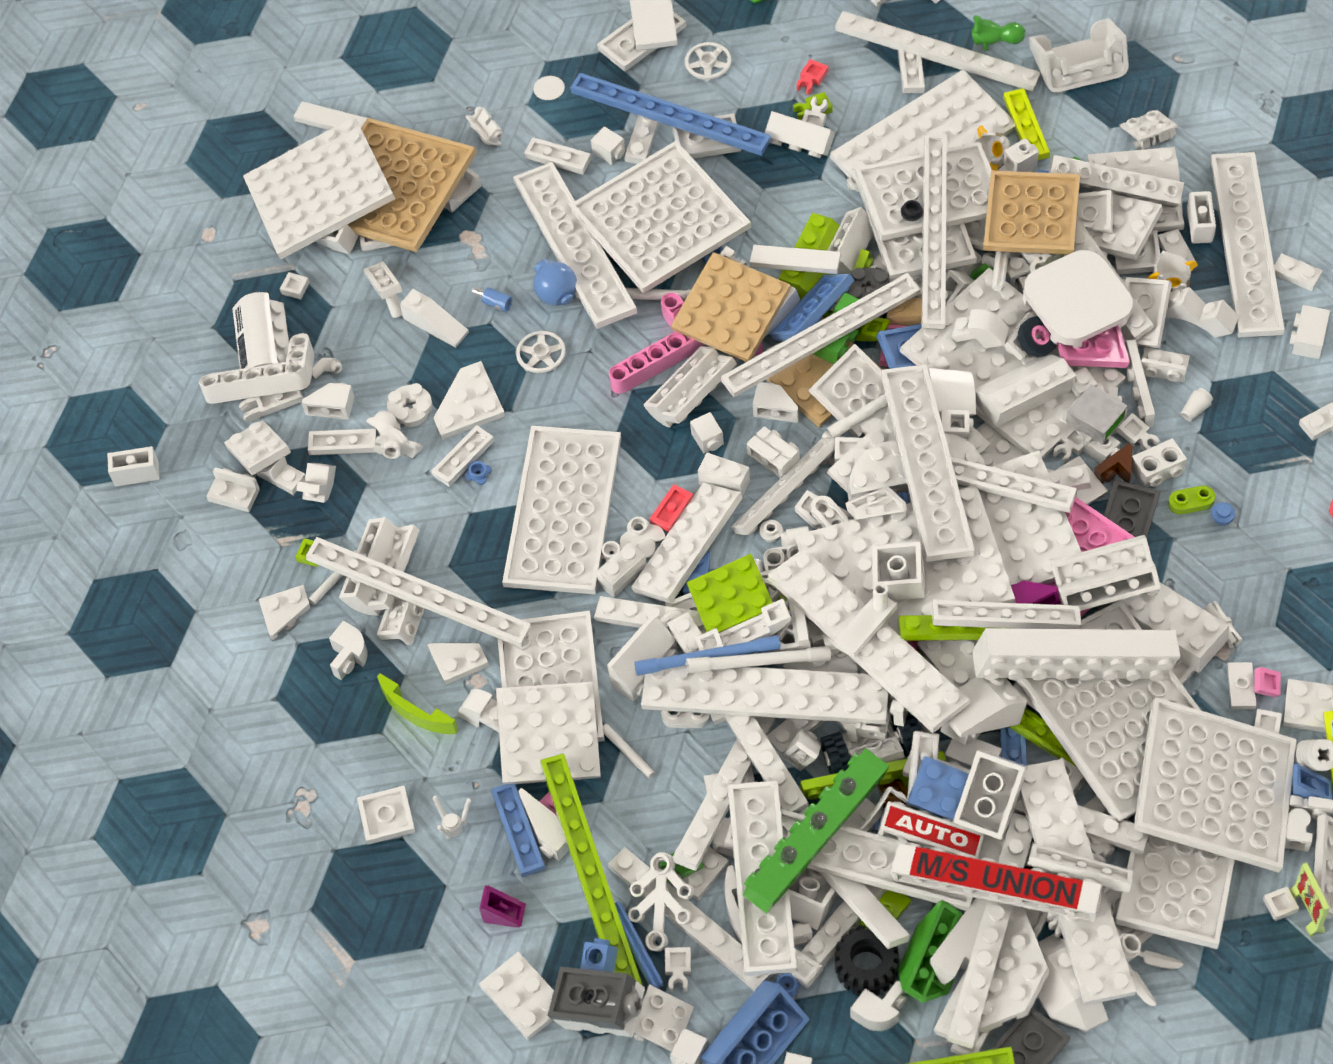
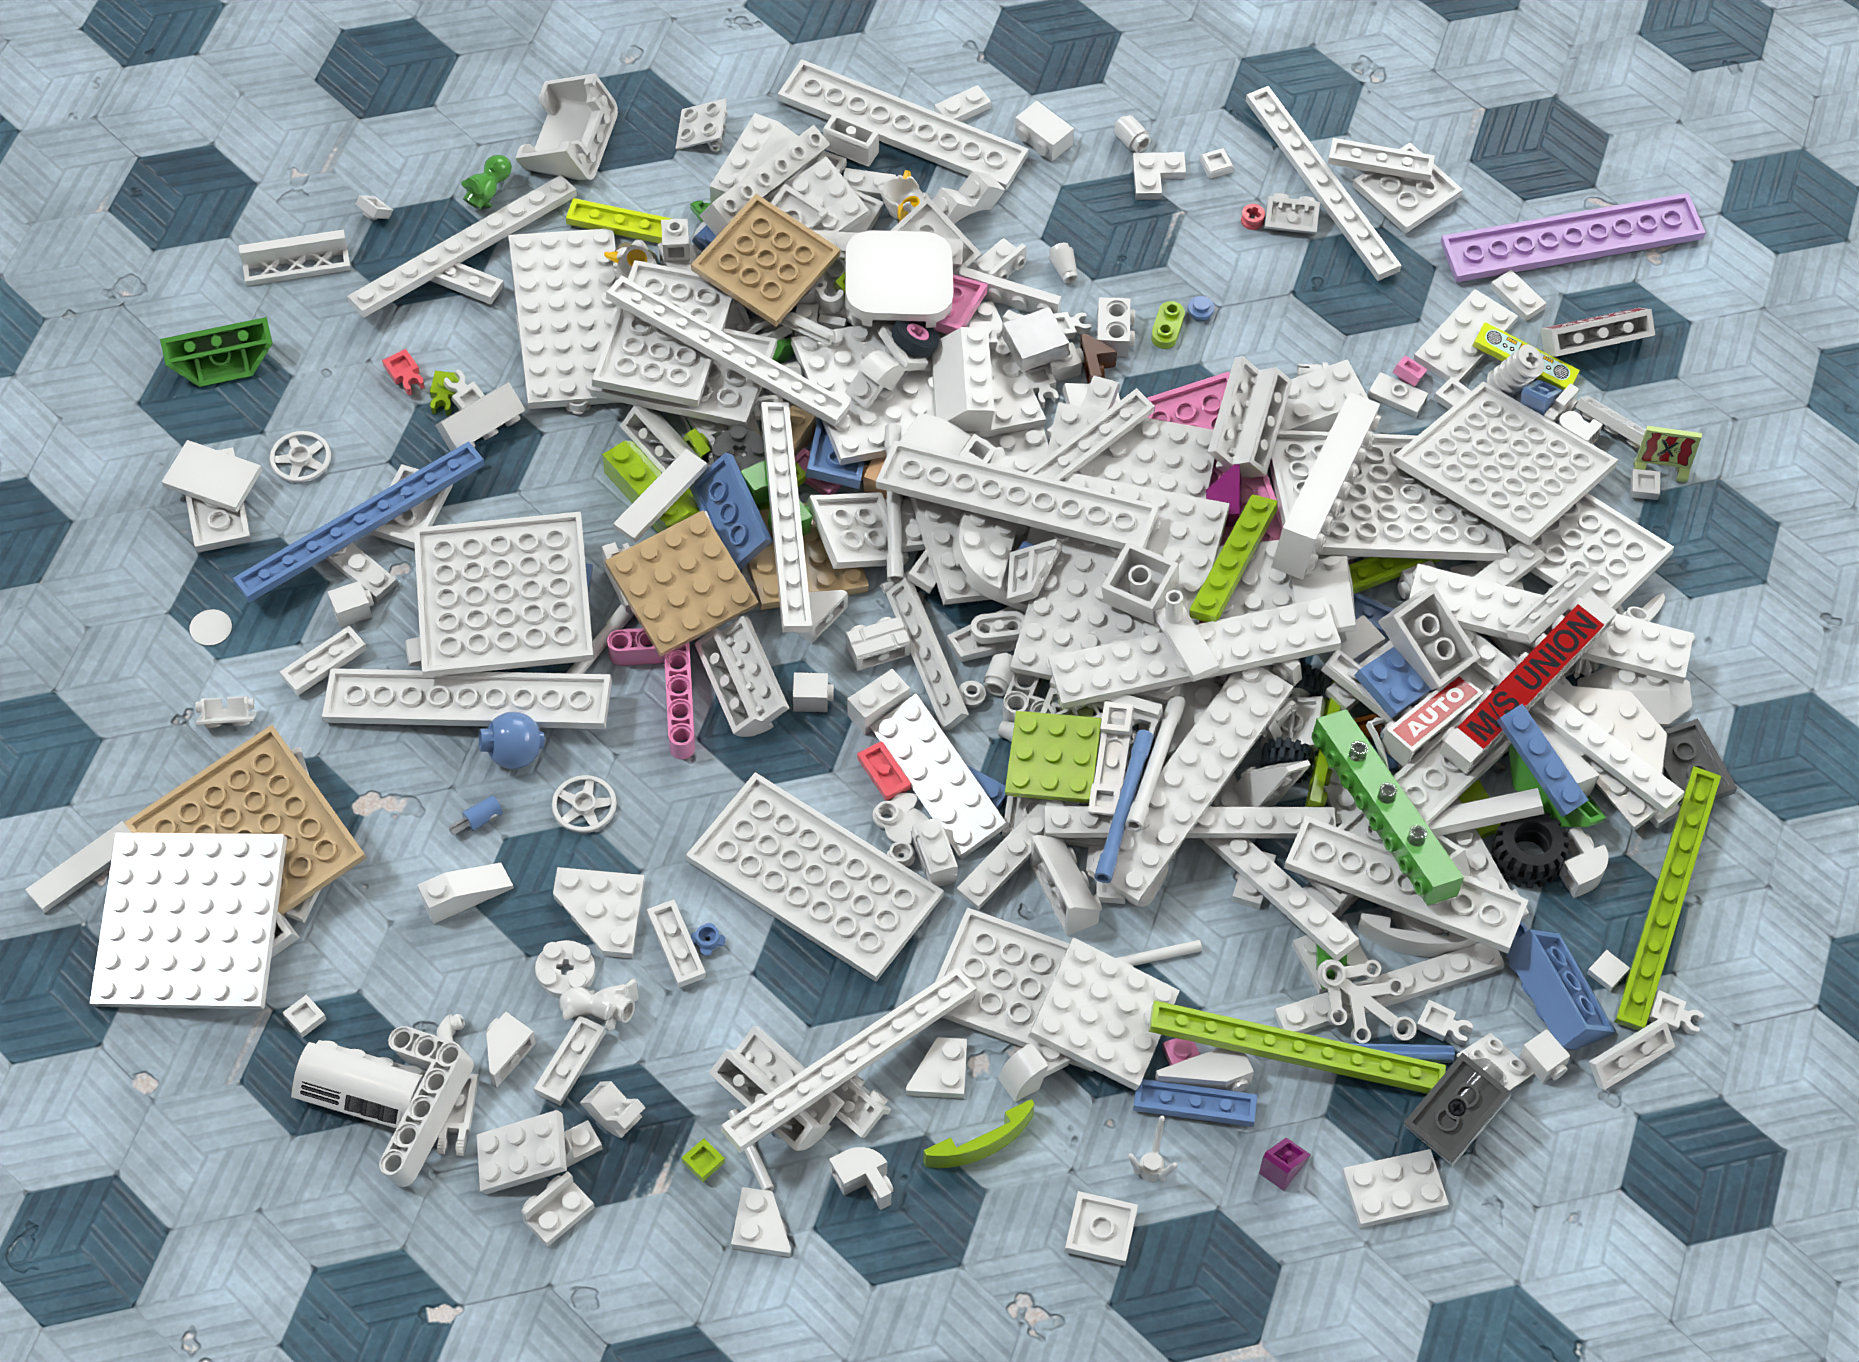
camera: 70 degrees left, 0 degrees up
(133, 466) = (453, 1304): white brick -> none
(386, 286) = (380, 914): white piece -> none
(608, 956) = (1419, 1090): medium blue brick -> none
(911, 210) = (689, 357): black plate -> none
(928, 922) = (1542, 760): none -> medium blue plate
(1005, 615) = (1247, 519): white plate -> none
(1132, 507) = (1148, 372): dark grey plate -> none

